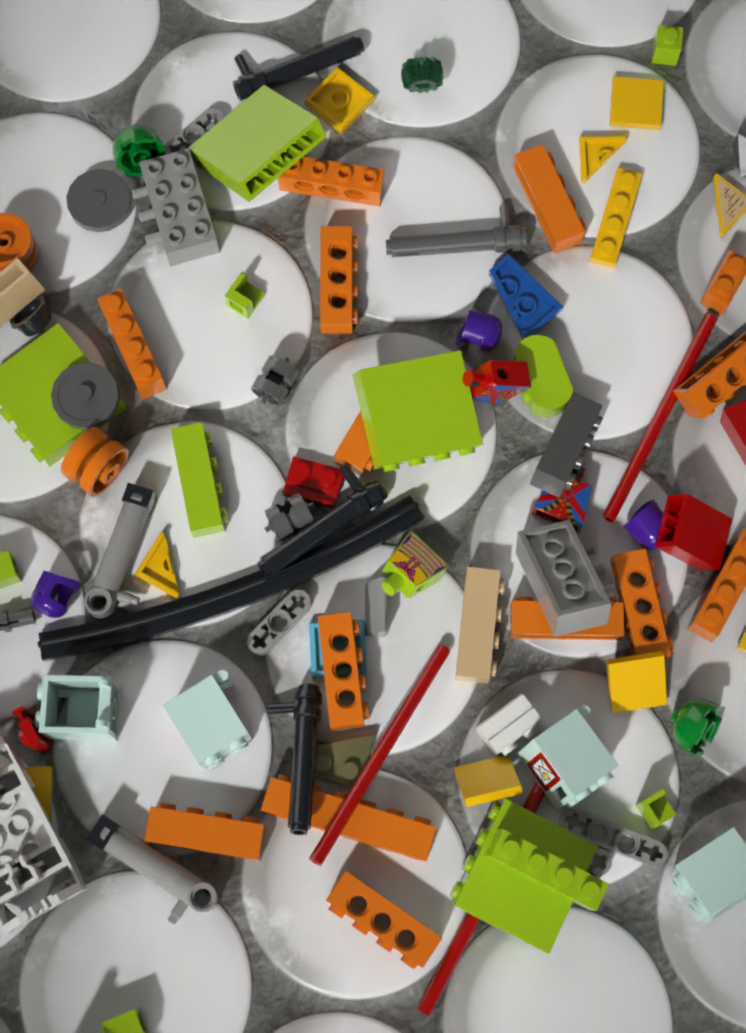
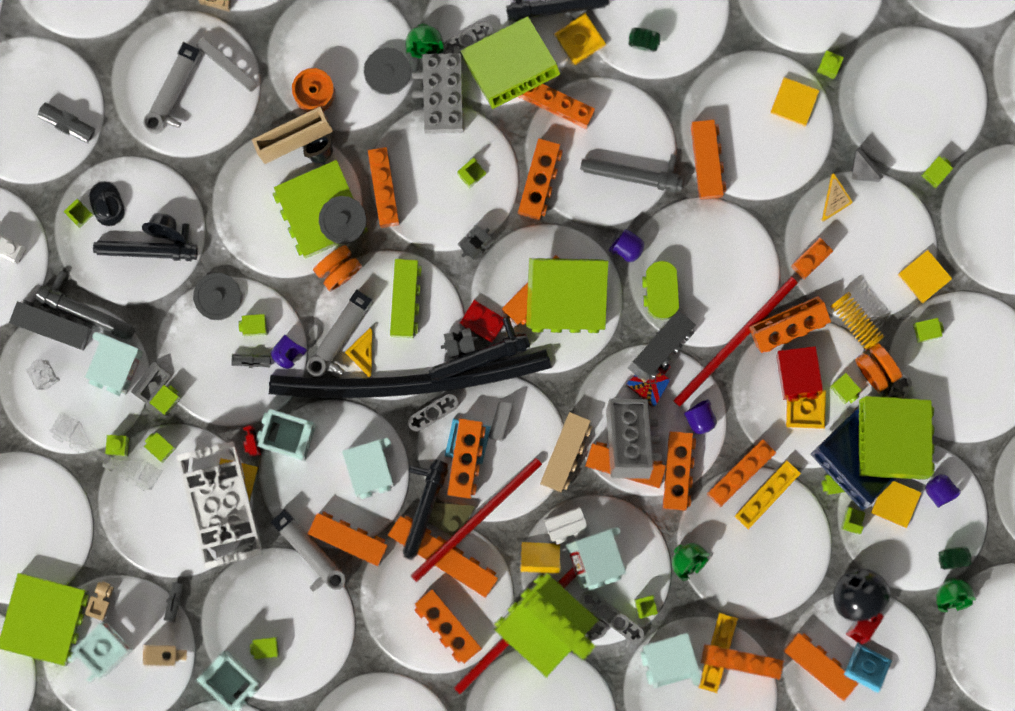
camera: 15 degrees right, 10 degrees up
(412, 568) = (532, 402): torso -> none
(497, 380) = (619, 288): red torso -> none
(524, 297) = (667, 228): blue wing -> none
(595, 152) = (753, 131): yellow tile -> none
(615, 218) = (751, 186): yellow plate -> none
(636, 682) = (658, 521): yellow tile -> none
(693, 532) = (728, 431): red brick -> none

